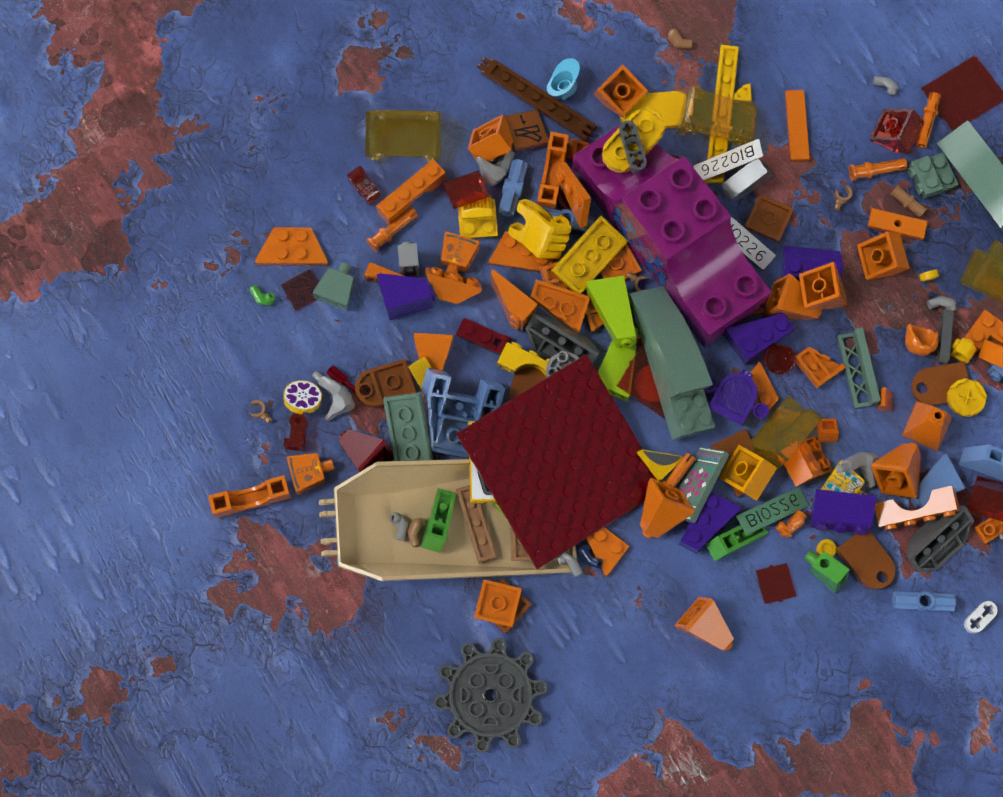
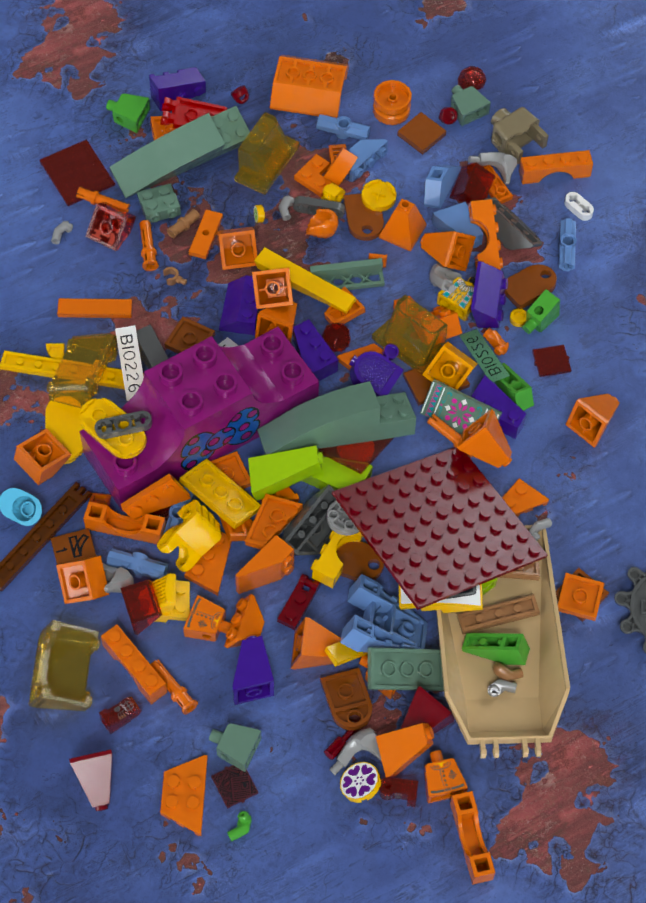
camera: 90 degrees left, 15 degrees down
(263, 415) = (376, 827): medium nougat piece -> none
(302, 168) = (95, 777): none -> slope
(333, 430) = (403, 746): none -> orange slope
(374, 269) = (224, 699): orange slope -> none
(409, 259) = (213, 665): light grey brick -> none
(584, 553) = (531, 516): dark blue arm -> none
(634, 278) = (246, 454): medium nougat piece -> none
(659, 463) = (438, 444): tile -> none
(846, 324) = (306, 281): none -> yellow slope

